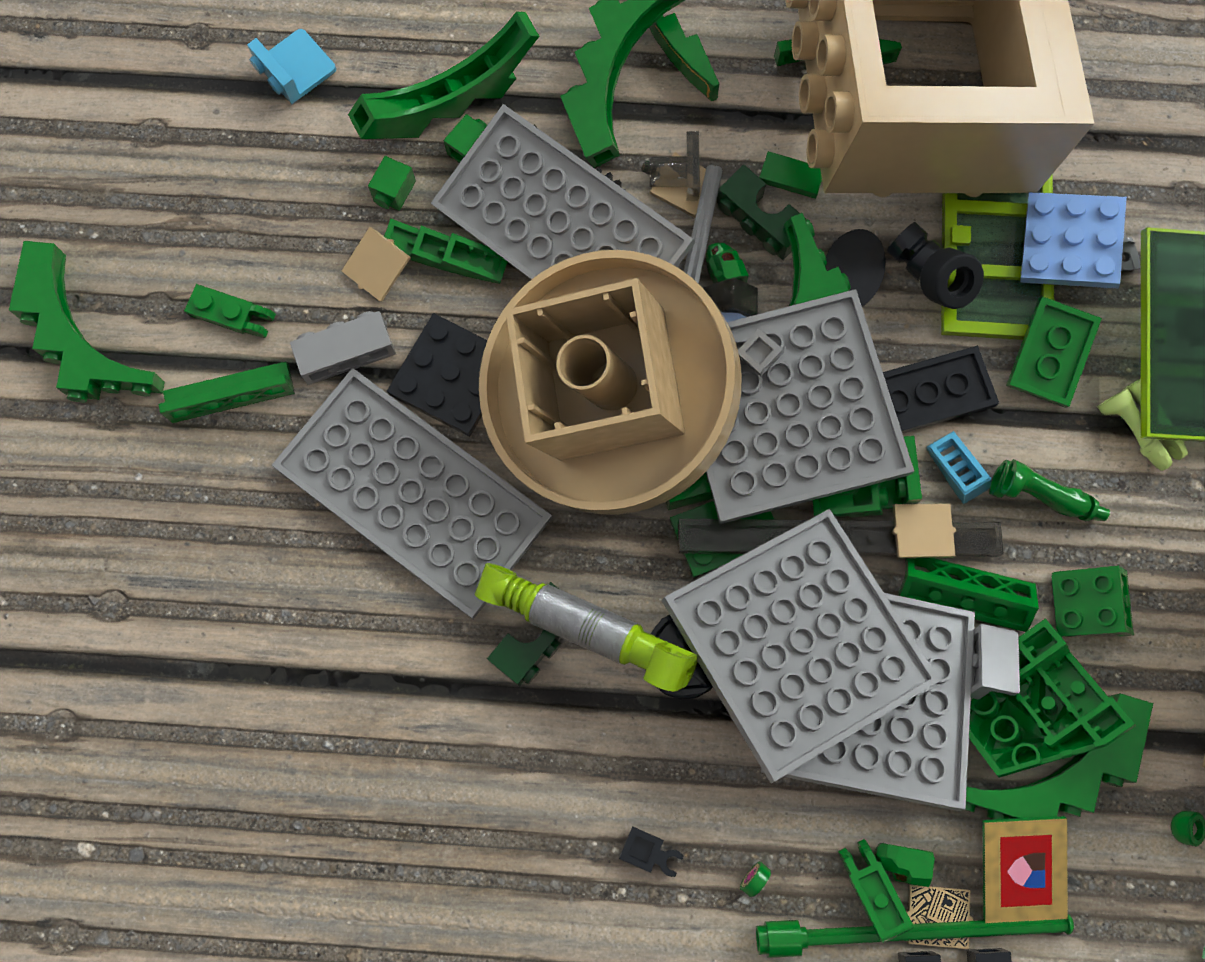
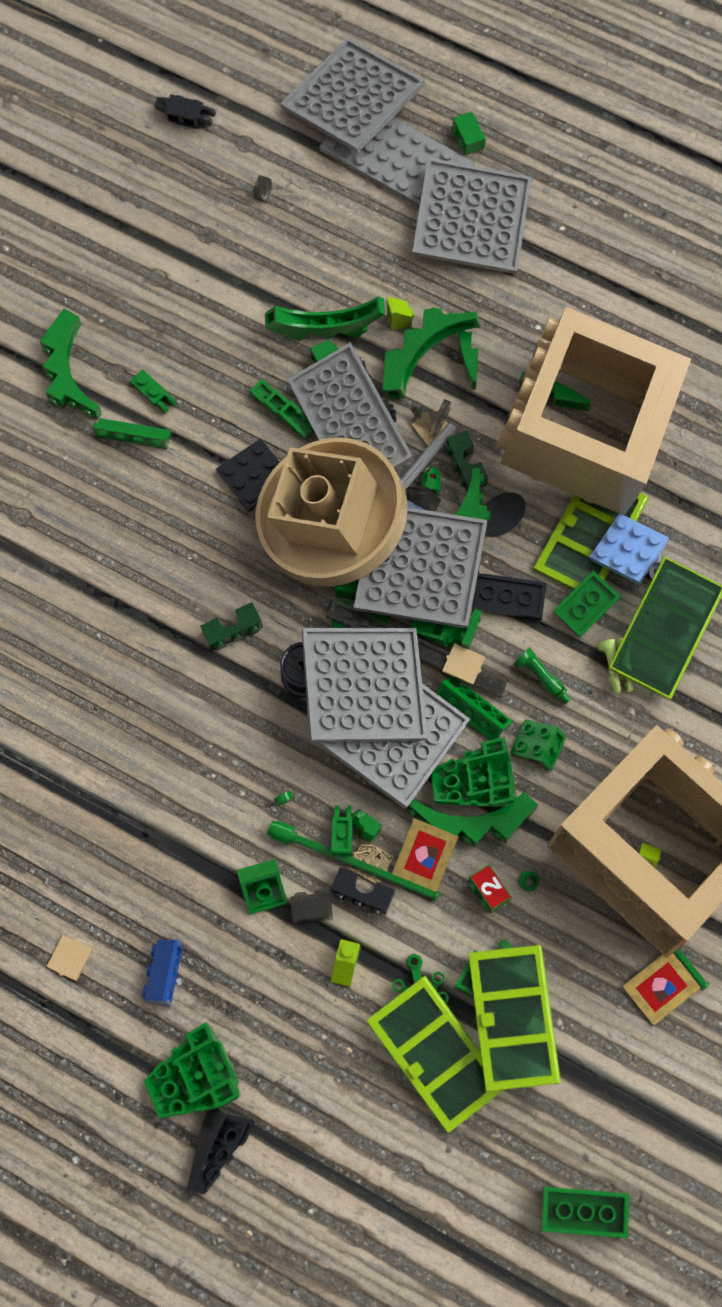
camera: 25 degrees right, 5 degrees down
(292, 65) = (250, 272): medium azure bracket -> none
(342, 347) = (203, 435): light grey brick -> none
(376, 264) = (242, 399): tan piece -> none
(391, 183) = (271, 360): green brick -> none
(410, 490) = (203, 527): light grey plate -> none
(555, 32) = (399, 313): none -> lime slope
(589, 624) = (258, 628): piece -> none
(645, 850) = (235, 759): black plate -> none
(760, 352) = (417, 529): light grey plate -> none
(791, 175) = (487, 443): green tile -> none
(913, 248) = (539, 517): black wheel -> none
(957, 483) = (503, 655): medium azure slope -> none
(965, 285) = (555, 547): black tyre -> none
(995, 661) = (465, 746): panel -> none
(1145, 873) = (489, 888): none -> brick

